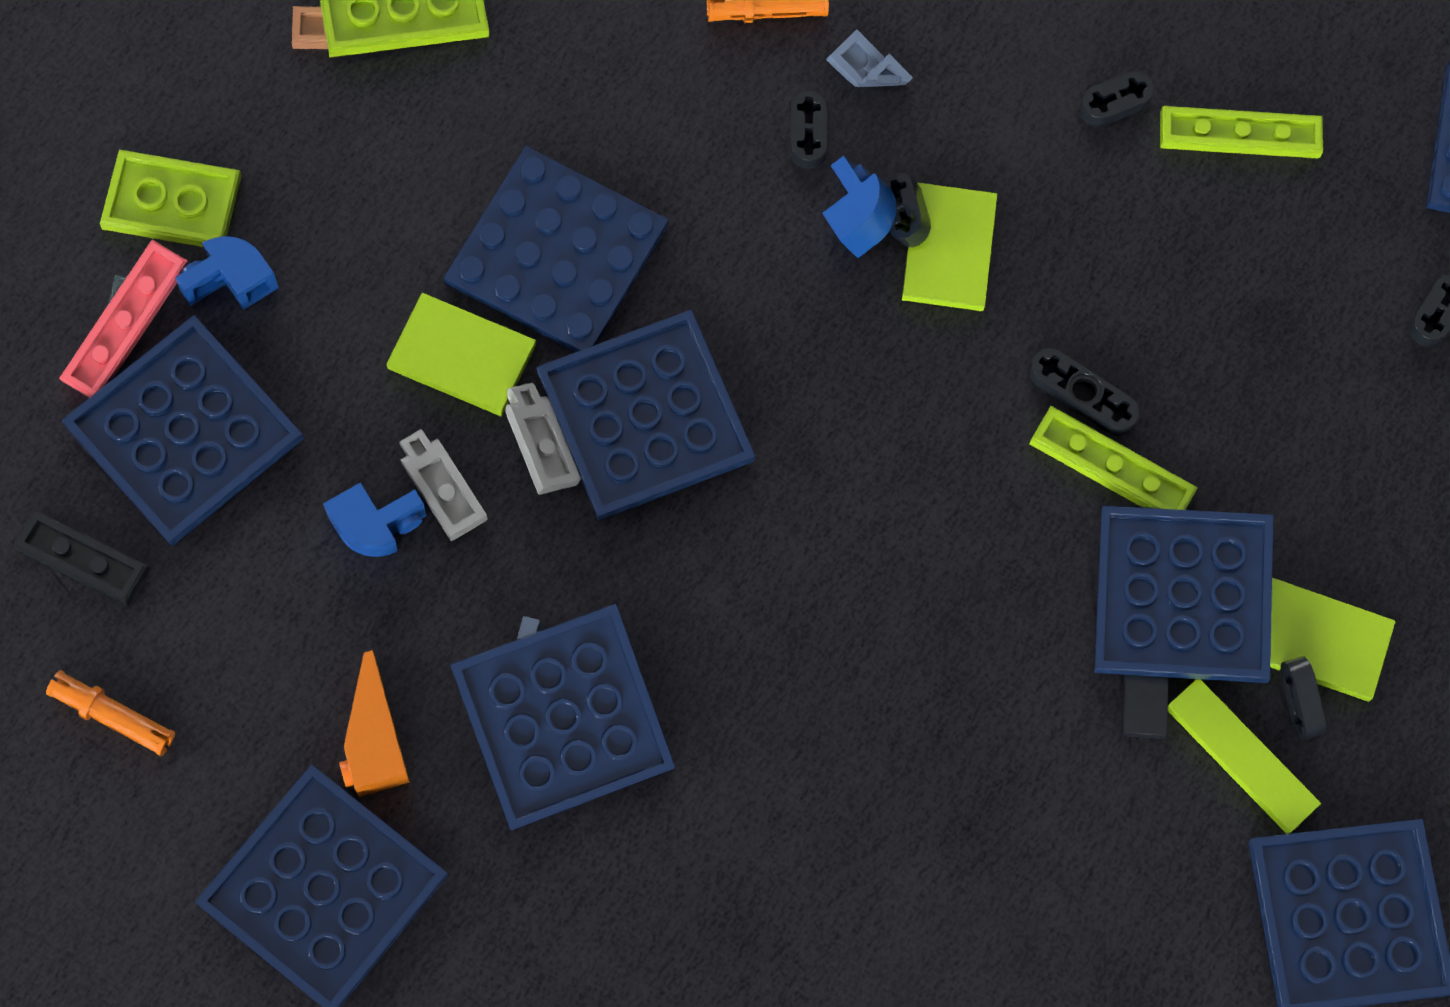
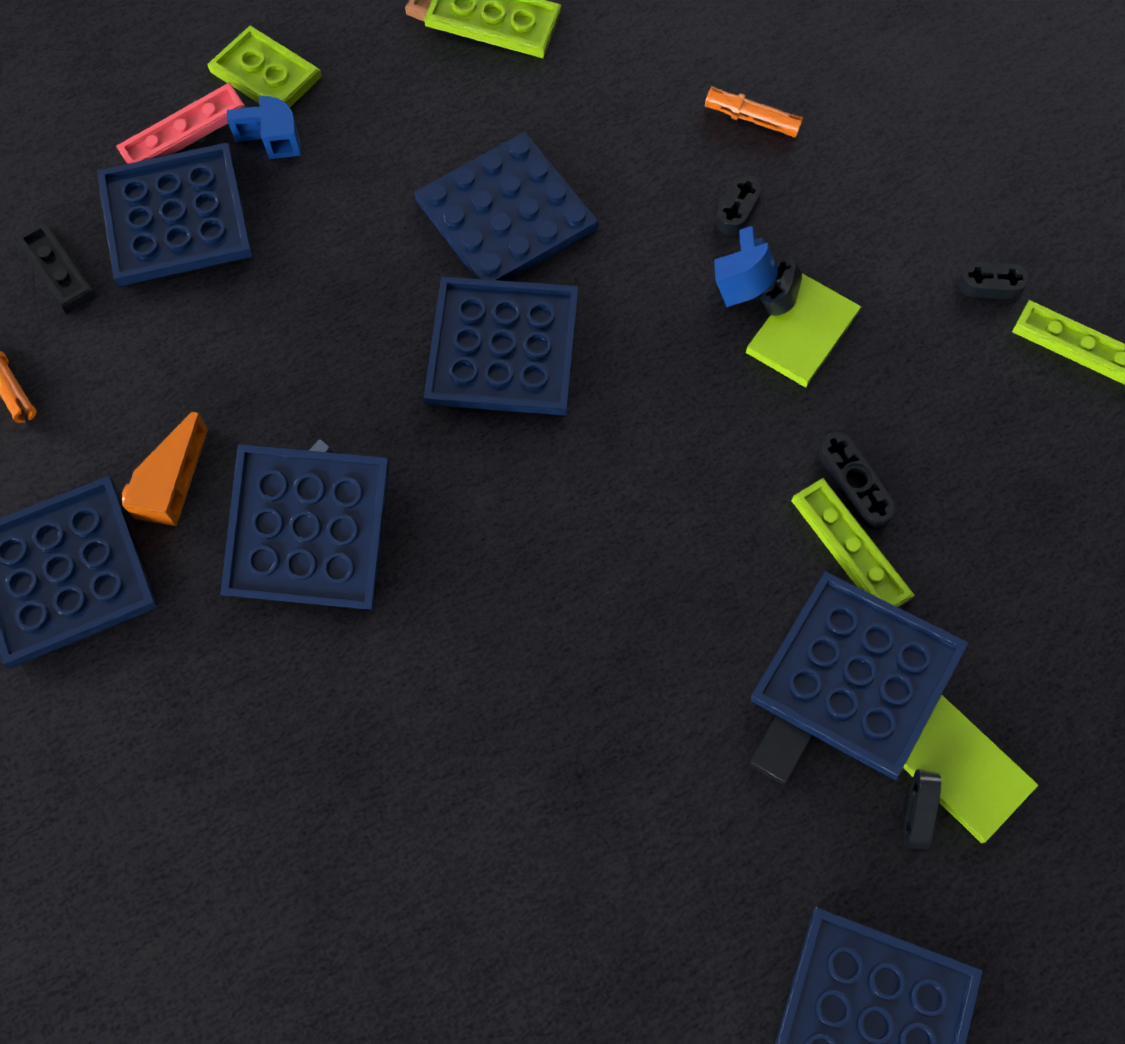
camera: 35 degrees right, 5 degrees down
(371, 530) = (258, 332): blue brick -> none
(441, 485) = (326, 328): light grey hinge -> none
(461, 354) = (397, 249): lime tile -> none
(540, 440) = (414, 329): light grey hinge -> none
(865, 65) = (806, 181): sand blue slope -> none
(1243, 756) = (845, 835): lime tile -> none

